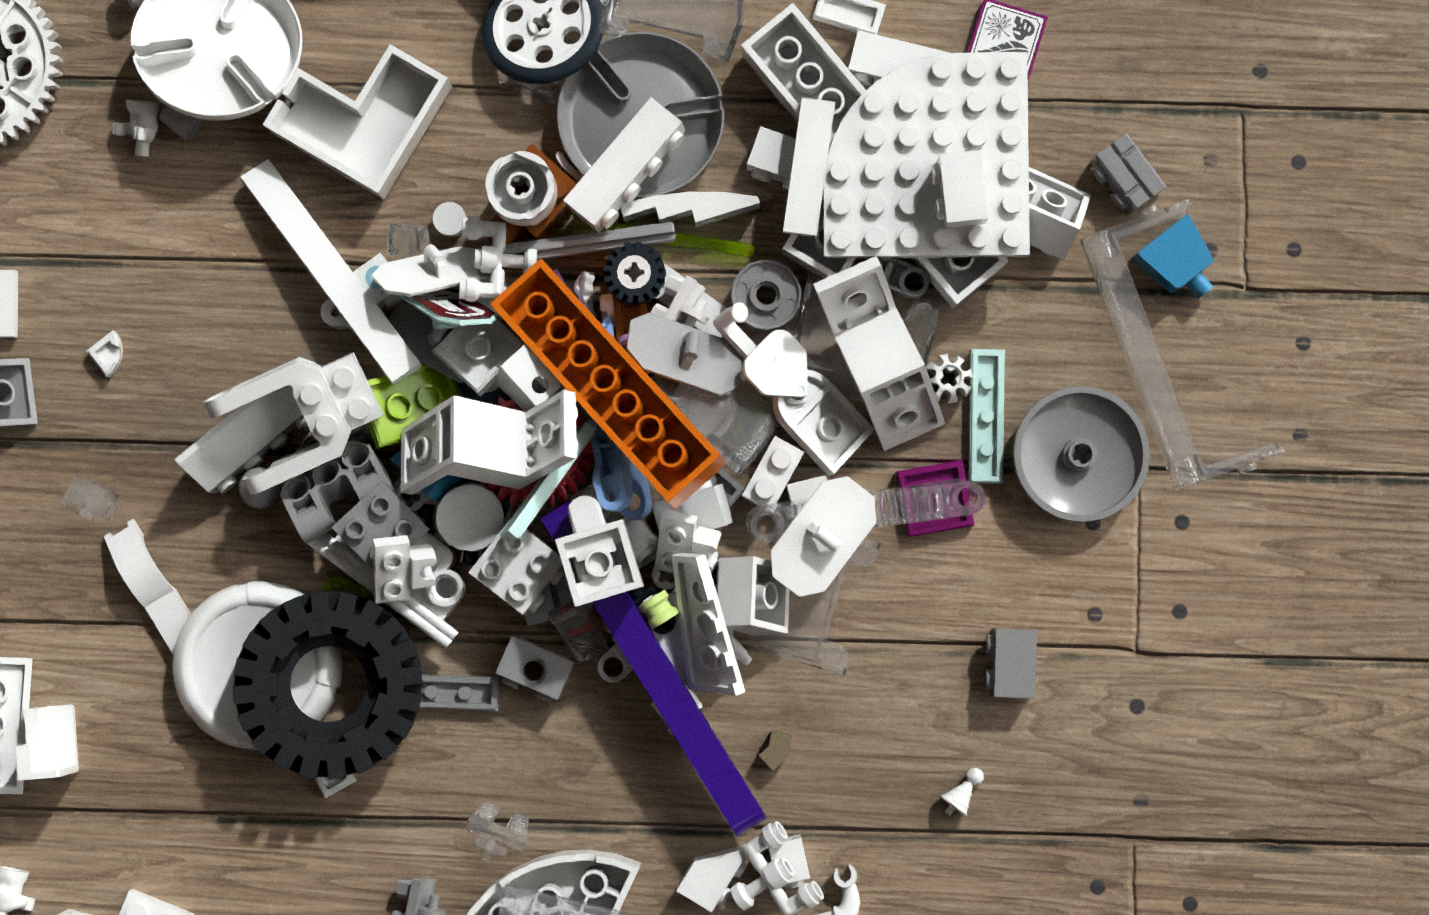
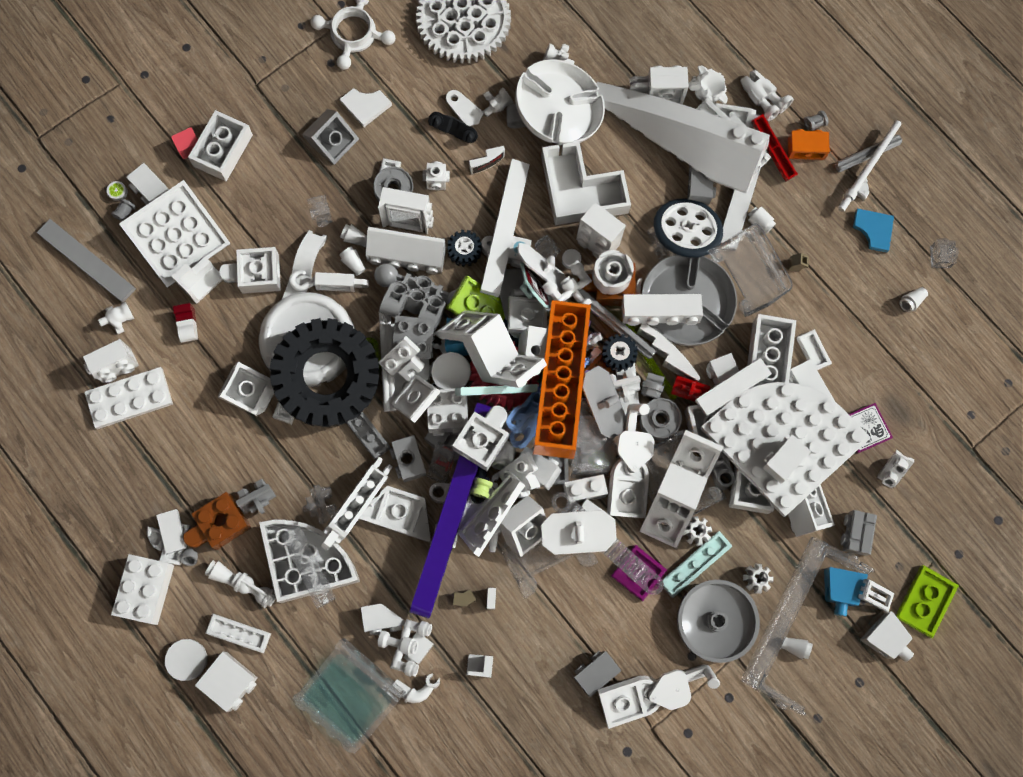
camera: 40 degrees right, 10 degrees down
(95, 808) = (186, 322): none -> leg
(100, 658) = (250, 267): none -> white brick
(110, 177) = (464, 108): none -> white piece
(124, 215) = (453, 126): none -> black piece
(138, 352) = (389, 176): none -> light grey wheel
(165, 483) = (353, 235): none -> white cone
(181, 392) = (405, 210): none -> white window
(187, 304) = (436, 176): none -> white brick
(199, 514) = (352, 260): none -> white cone
(202, 572) = (329, 282): none -> white piece
(215, 200) = (492, 157): none -> white slope
(259, 803) = (247, 389): none -> white slope
(300, 338) = (467, 242): none -> black wheel
(331, 400) = (450, 269): white plate -> none
(449, 154) = (599, 230): none -> white brick
(467, 596) = (415, 398): none -> white tile
(538, 788) = (355, 504): none -> white hinge
(595, 739) = (399, 512): none -> white wing
(714, 266) = (652, 386): none -> light grey piece
(759, 223) = (688, 388): none -> red hips
(806, 715) = (491, 598): none -> white tile
(877, 800) = (480, 665): none -> white panel
(959, 797) = (513, 703): white piece -> none
(1072, 344) = (763, 576): none -> white piece
(1090, 54) = (895, 469): none -> white hips
(1092, 624) = (644, 694): none -> white plate
(1197, 382) = (798, 647): none -> white cone
(1206, 234) = (866, 592): none -> white tile
(1281, 167) = (927, 601): none -> lime tile
(1284, 257) = (889, 638): none -> white torso

